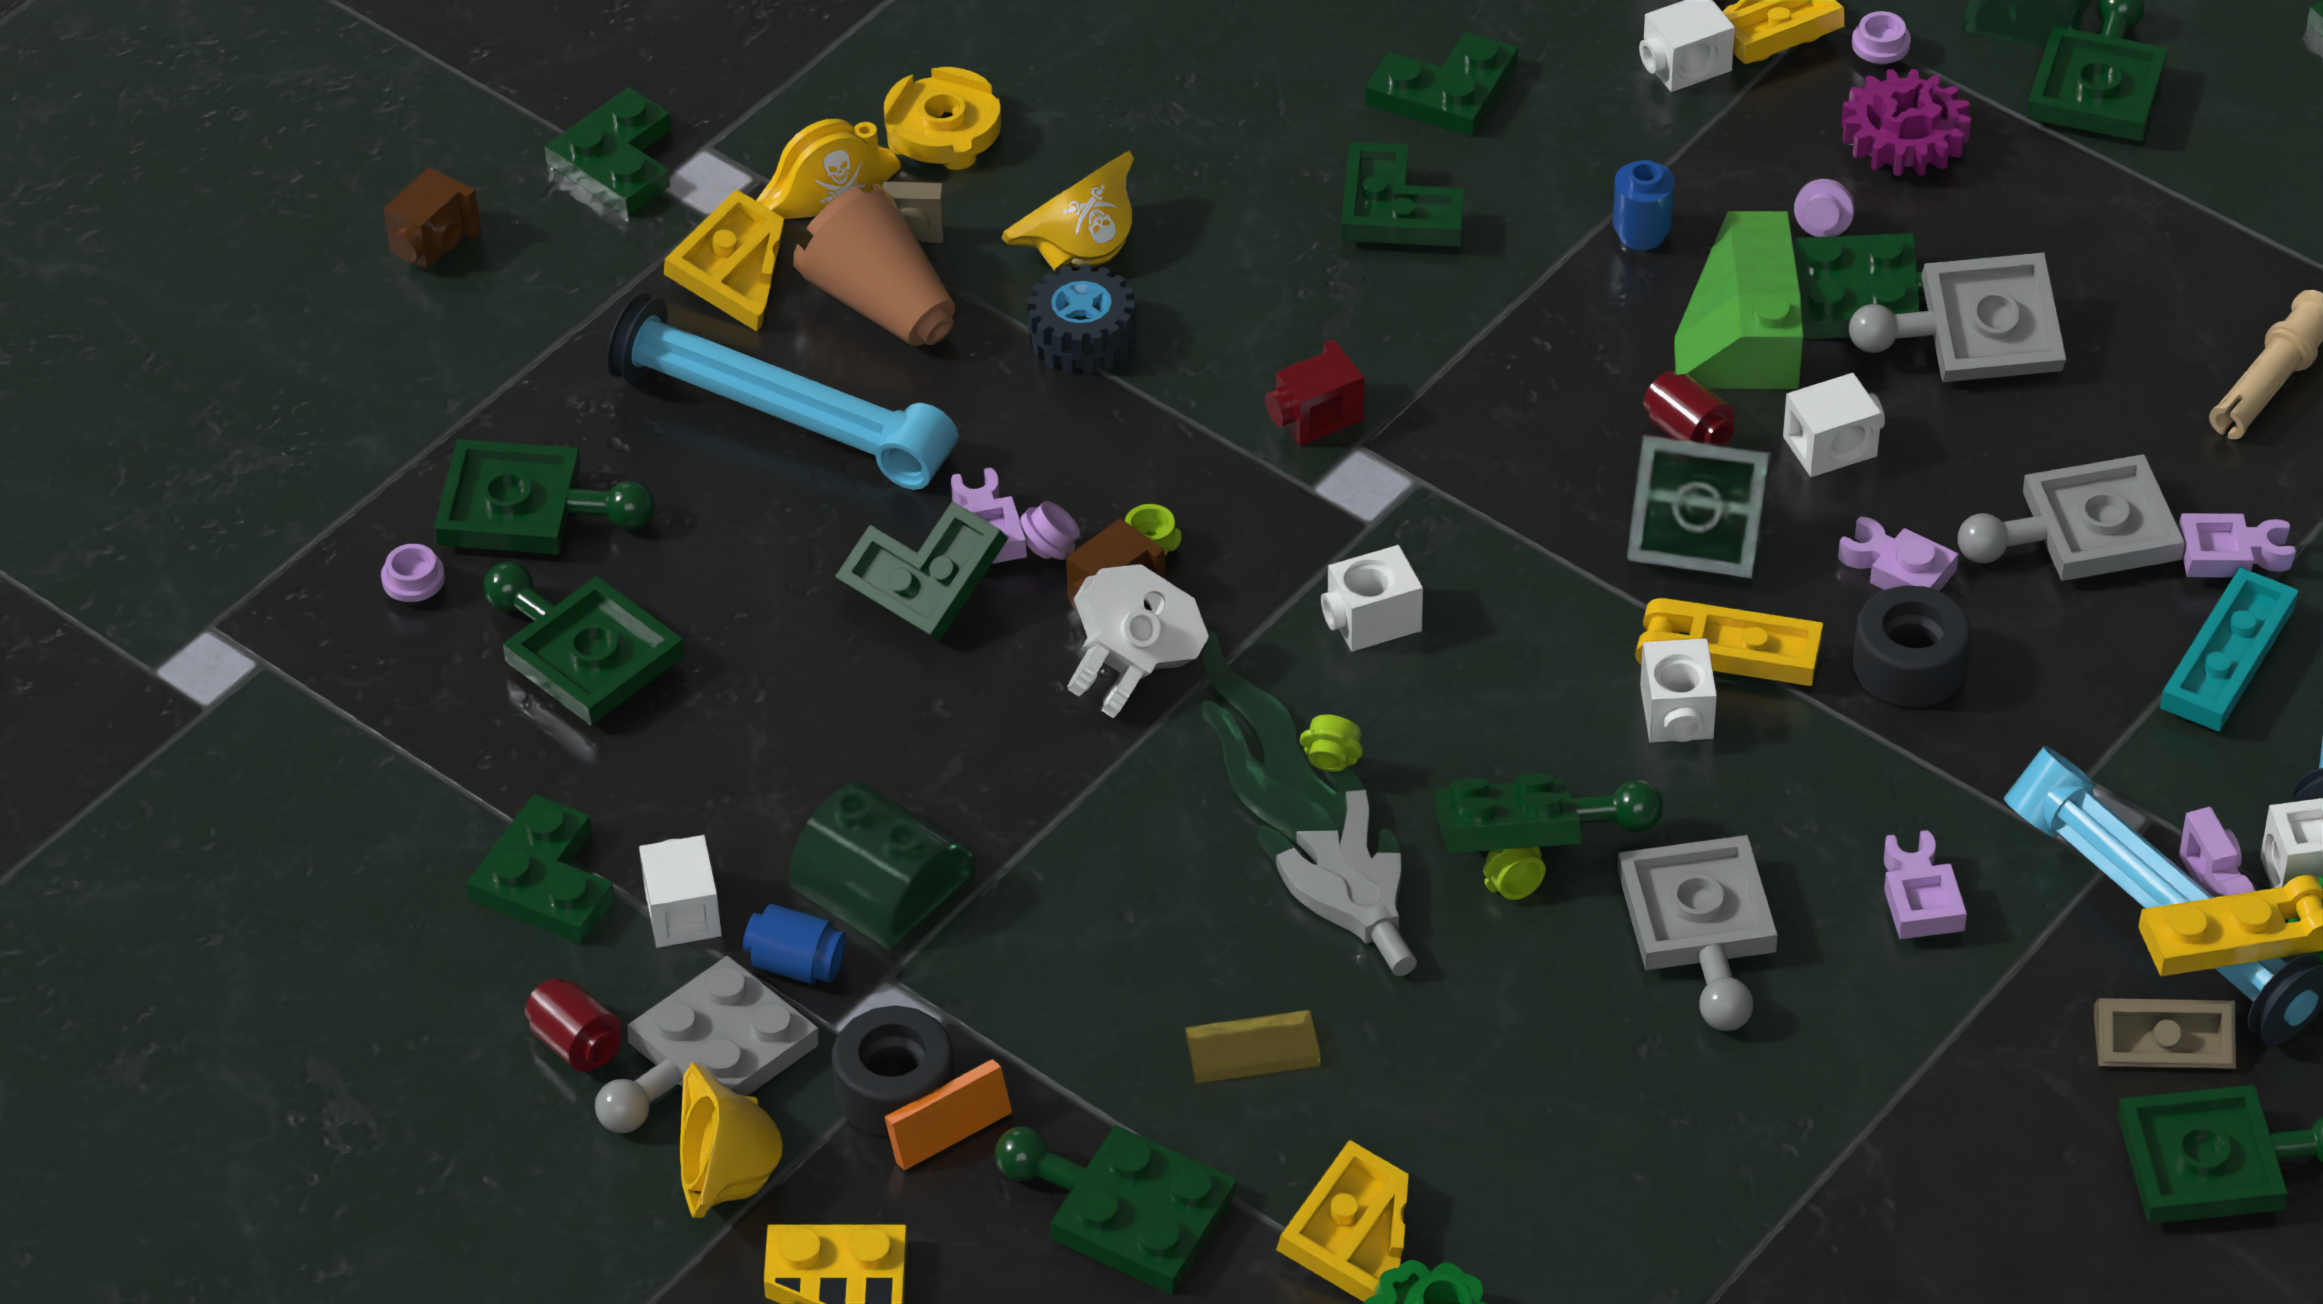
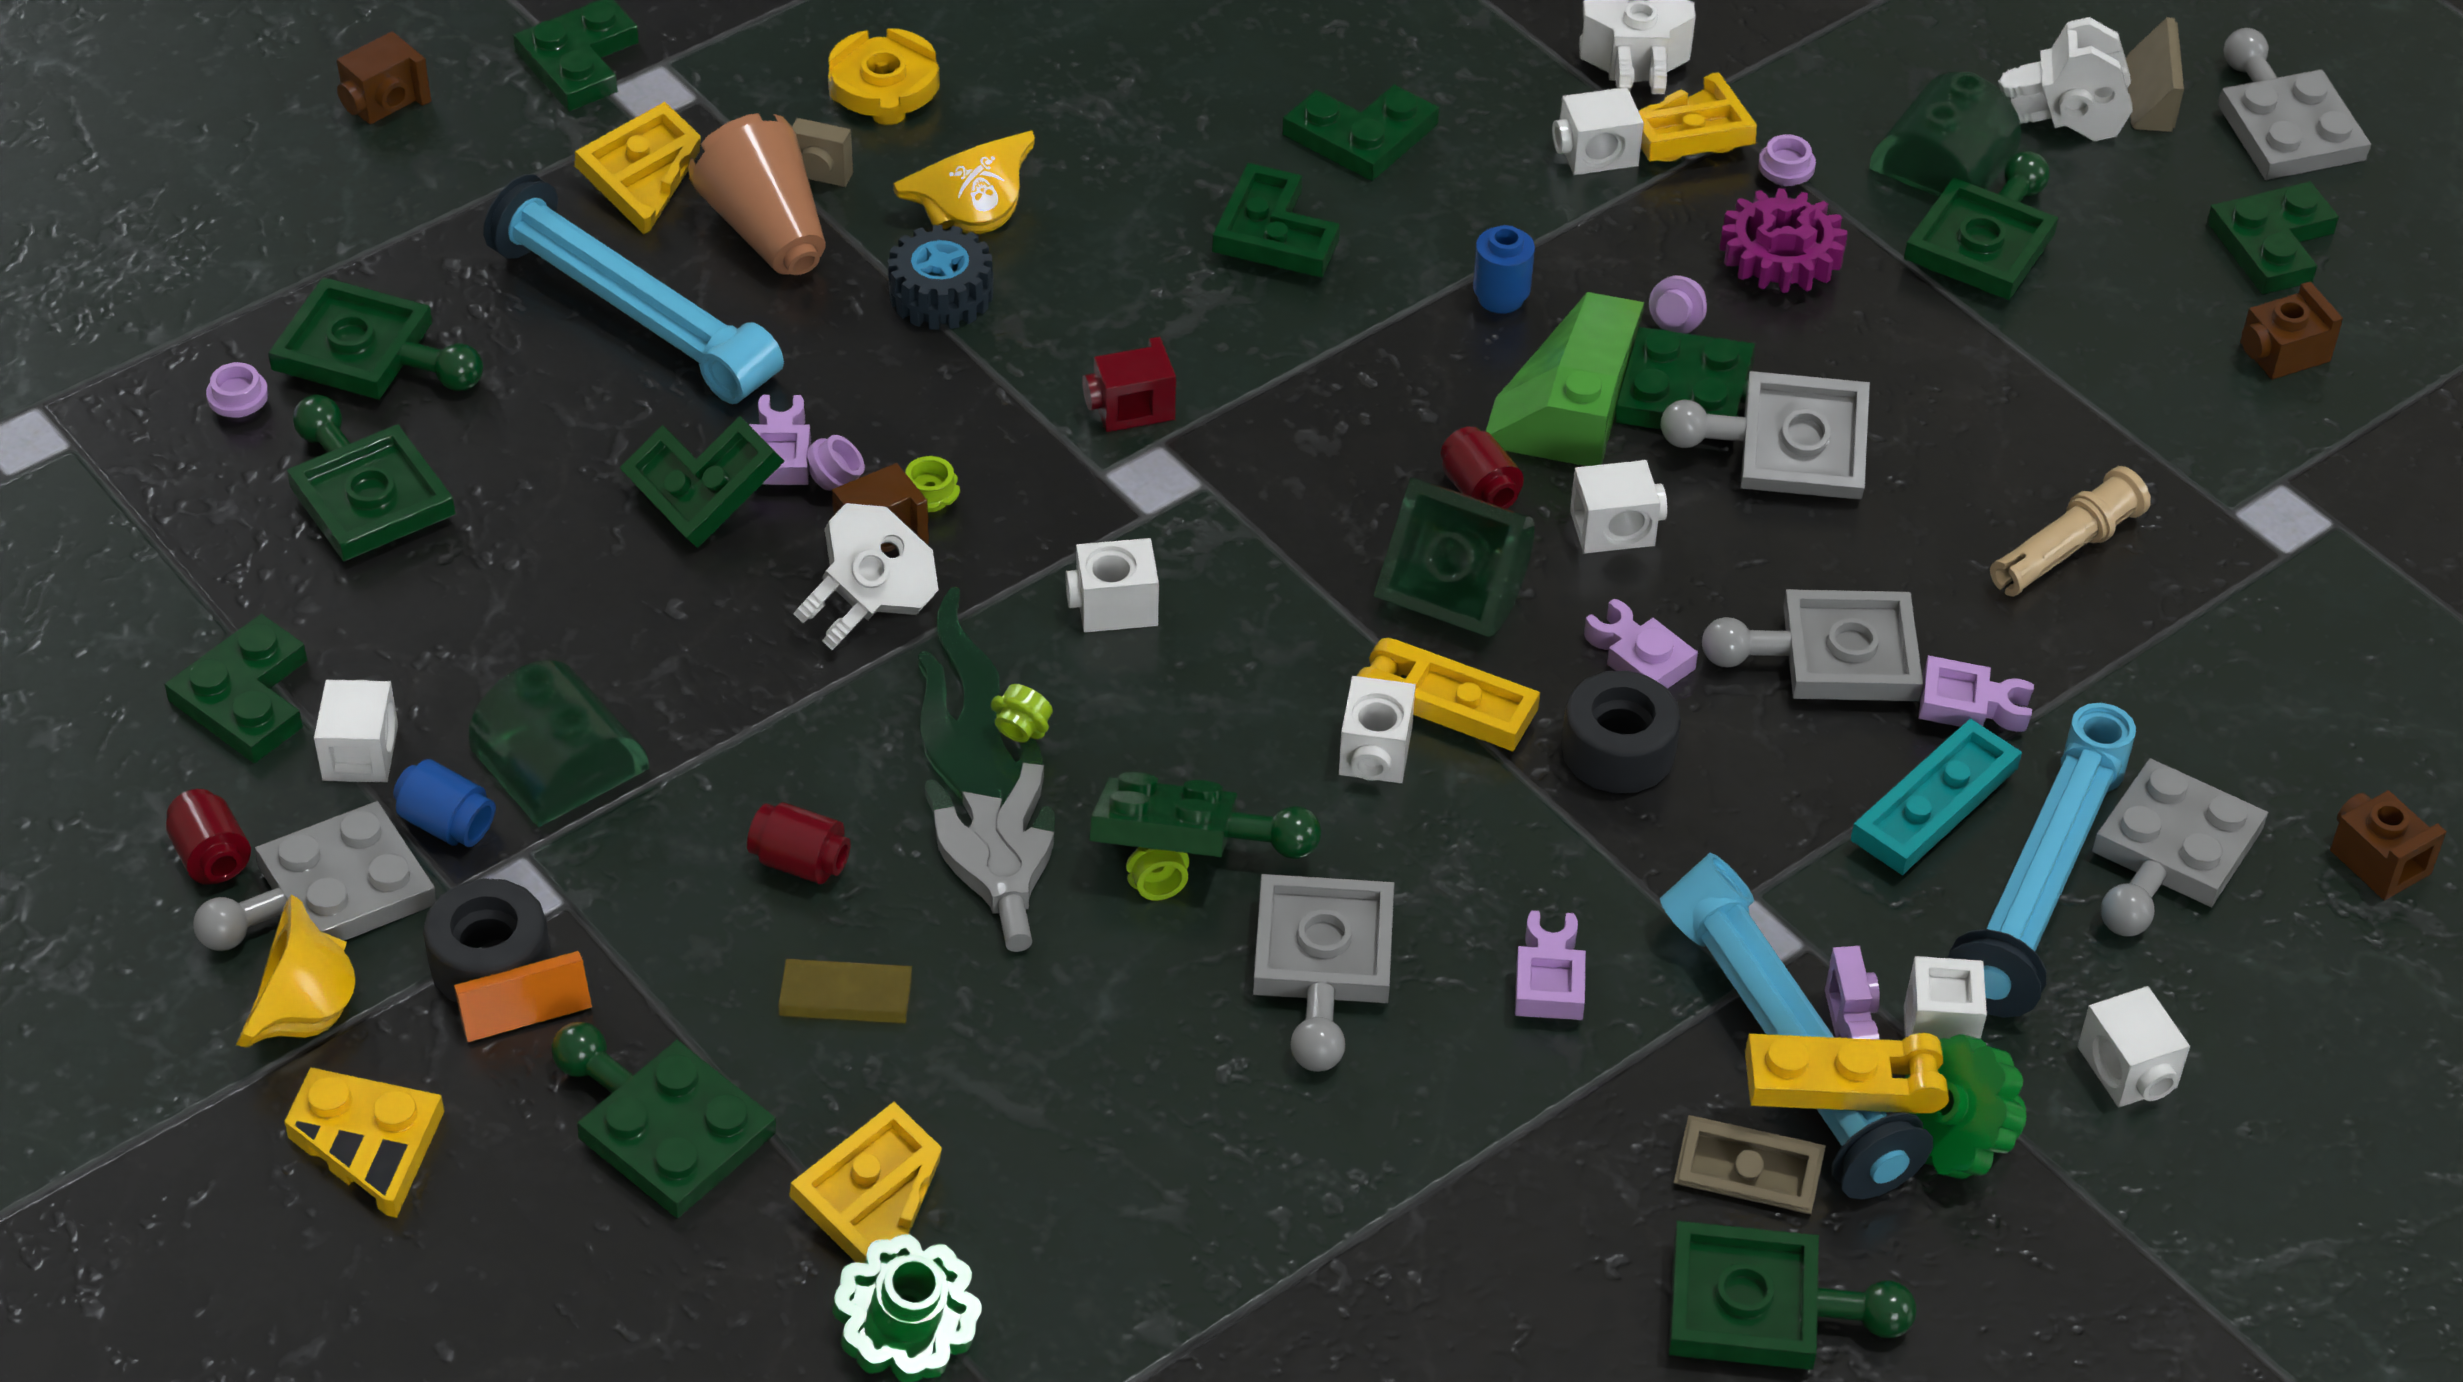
camera: 10 degrees right, 0 degrees up
(824, 164) = (763, 86): yellow hat -> none
(1159, 912) = (798, 842): none -> dark red brick

